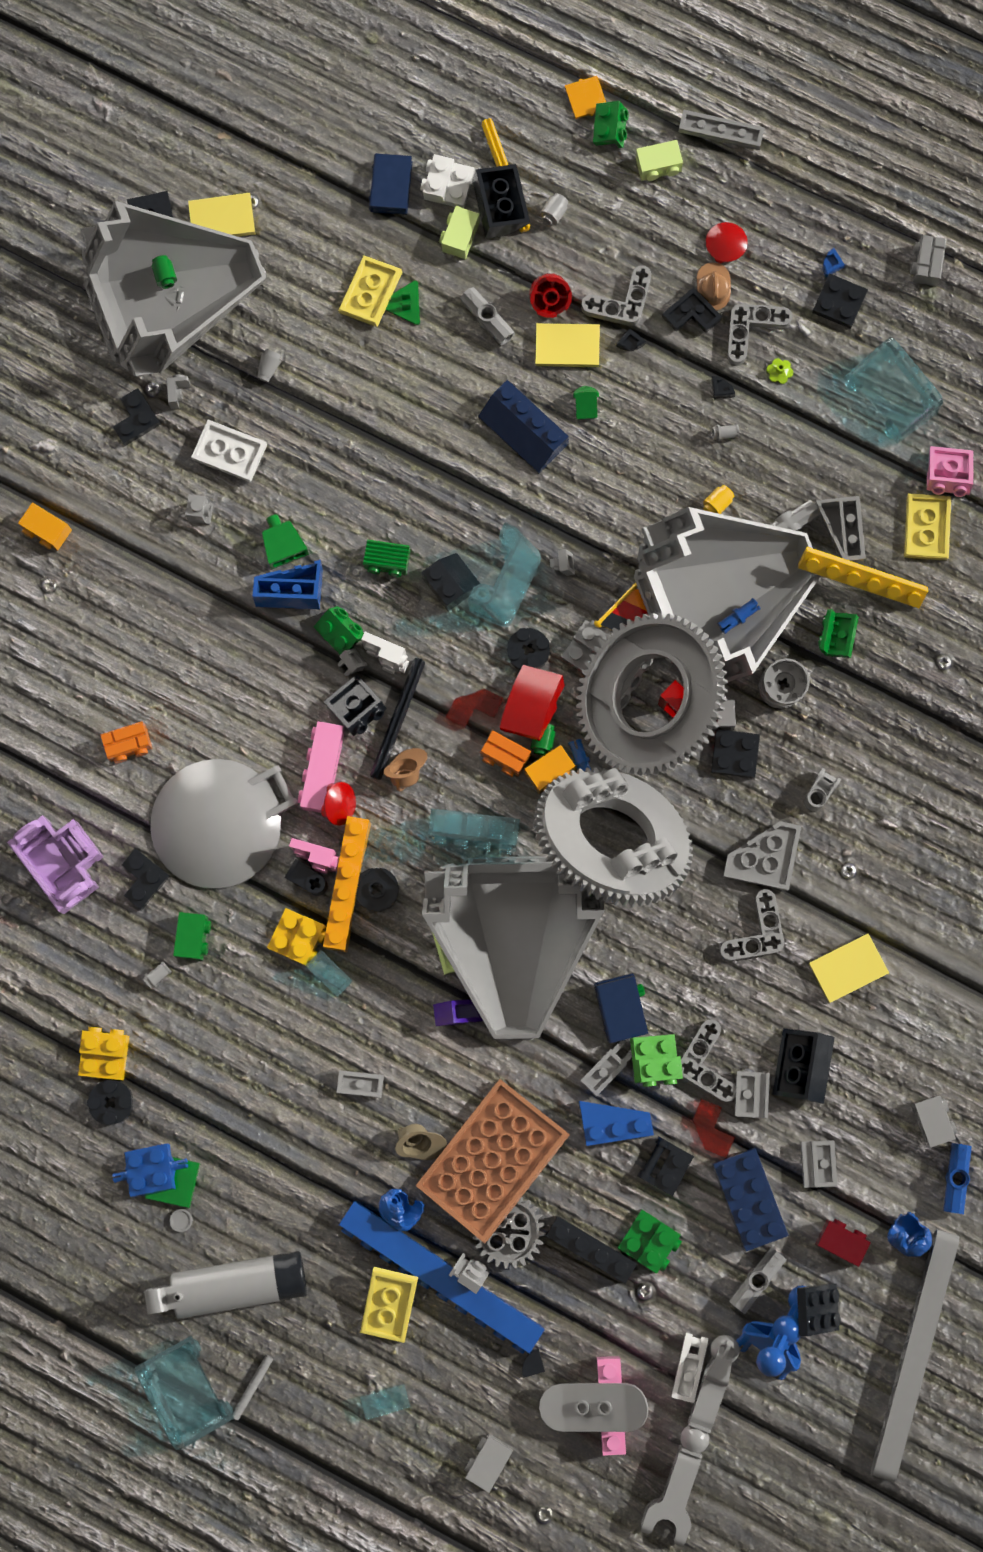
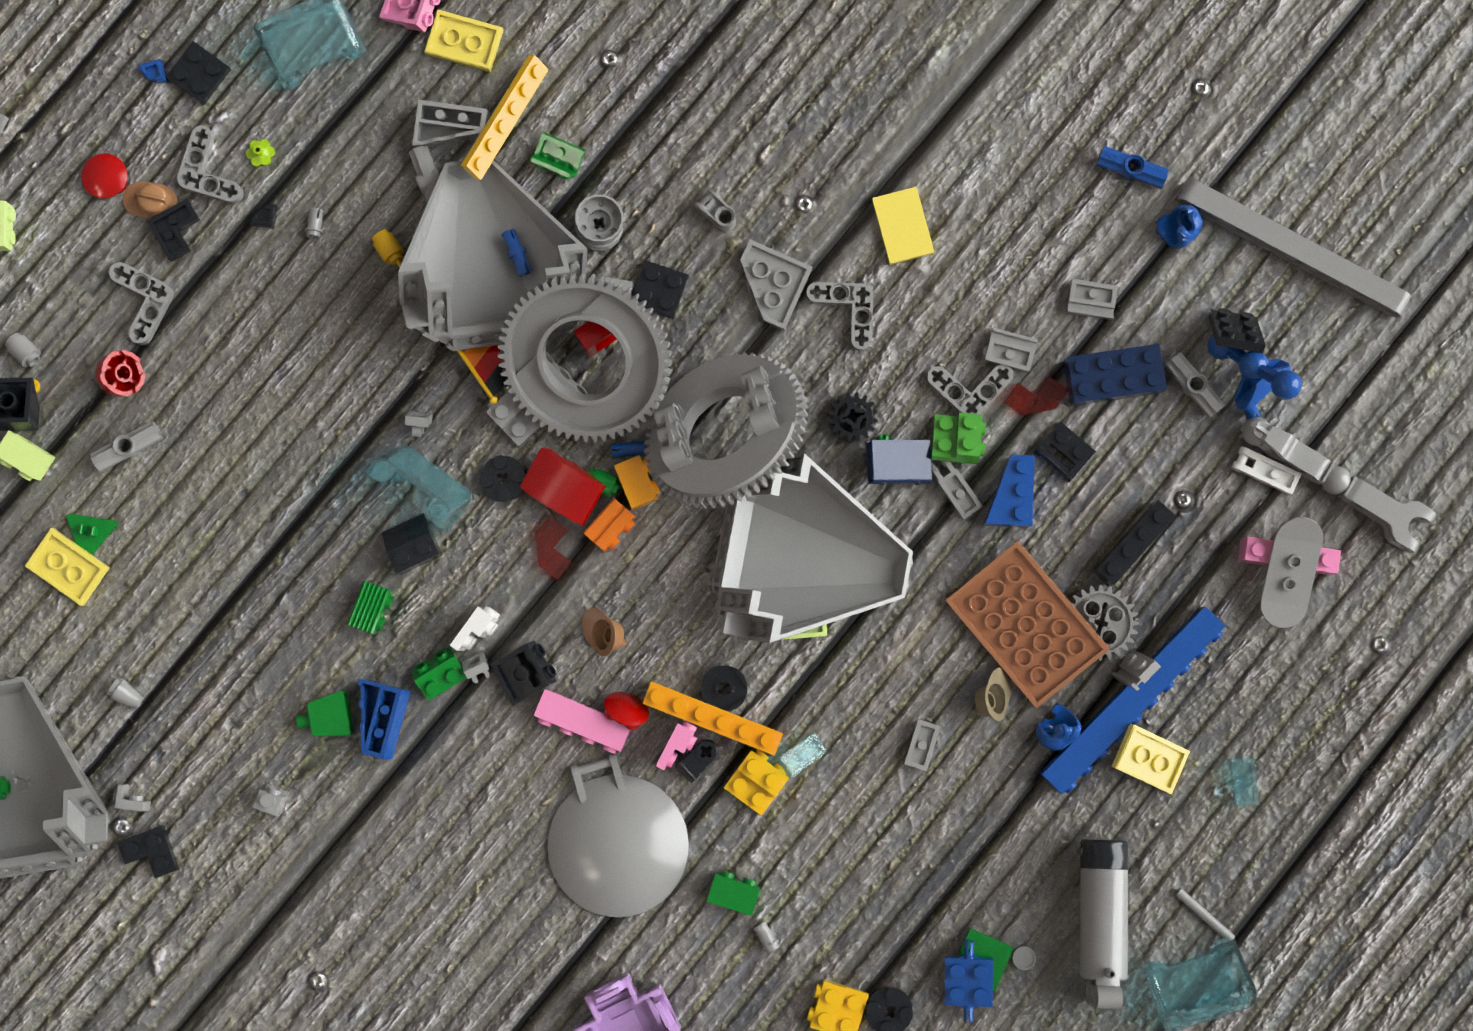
camera: 85 degrees left, 5 degrees up
(44, 526) = (251, 973): light orange brick -> none
(126, 742) = (510, 925): orange brick -> none
(149, 878) = (661, 927): black plate -> none
(229, 450) = (212, 755): white plate -> none
(397, 718) = (547, 630): black axle -> none
(456, 1013) = (870, 631): dark purple slope -> none
(474, 830) = (685, 572): clear light blue brick -> none
(488, 1462) = (1322, 689): light grey brick -> none
(523, 426) = (259, 433): dark blue slope -> none
(533, 1364) = (1234, 625): black tile -> none
(567, 345) = (179, 368): light yellow tile -> none
(586, 402) = (248, 361): green tile -> none
(630, 341) = (191, 300): black tile -> none
(650, 1242) = (1136, 483): green plate -> none
(667, 950) = (864, 414): none -> black gear
(803, 1065) = (992, 292): black slope -> none
(842, 1242) = (1174, 293): dark red brick -> none
(934, 1121) = (1072, 176): light grey brick -> none

